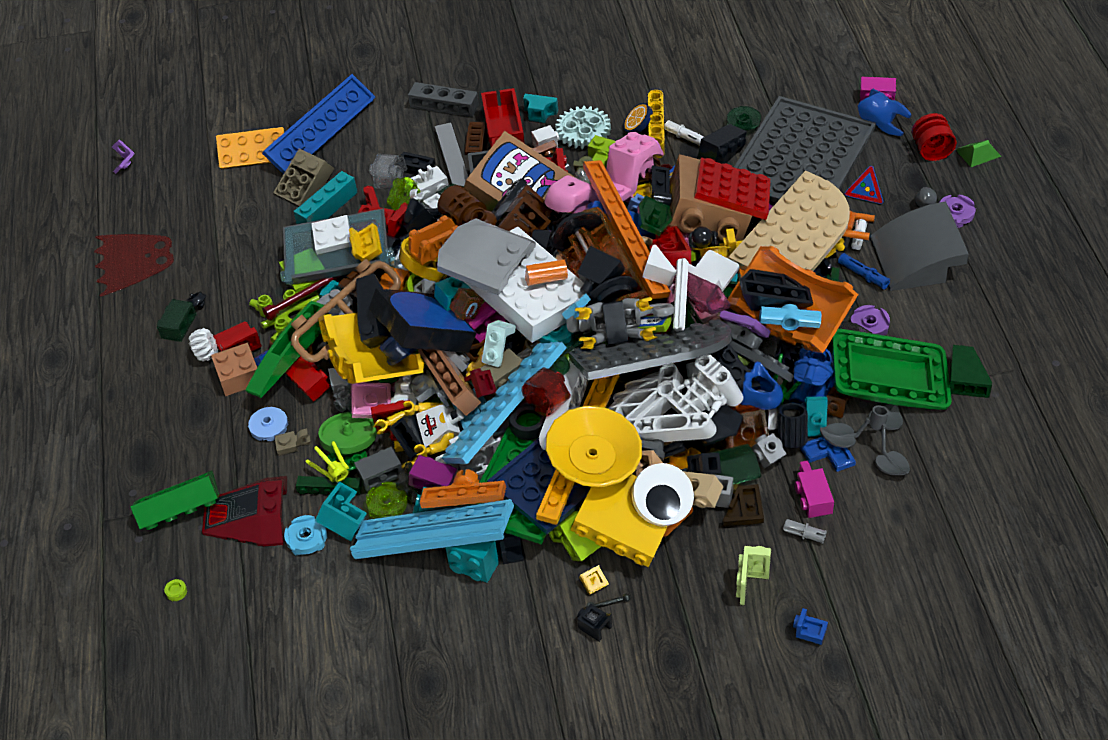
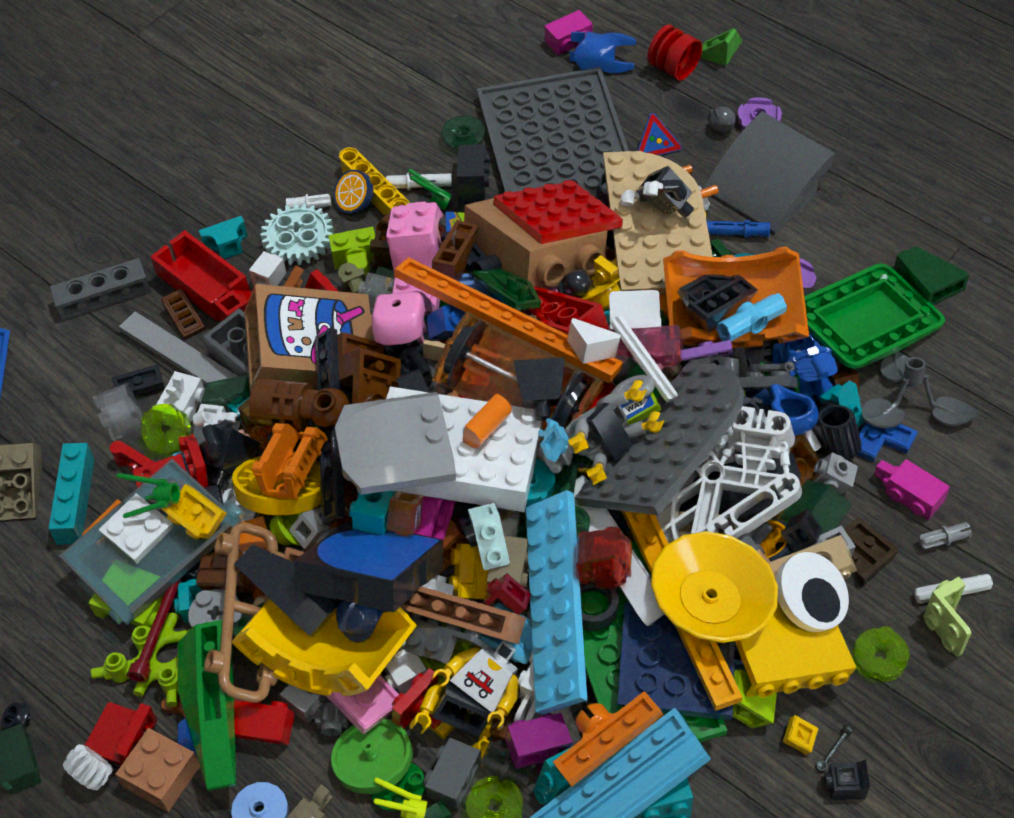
camera: 40 degrees left, 5 degrees up
(355, 220) = (163, 494): none -> green plant
(612, 114) = (318, 200): none -> white axle
(642, 180) = (455, 250): none -> reddish brown slope
(687, 149) = (439, 195): none -> green plant
(691, 559) = (877, 667): none -> clear neon green plate
(785, 360) = (788, 367): none -> dark grey piece
(789, 568) = (973, 585): none -> white axle
(807, 209) = (663, 191): none -> black torso

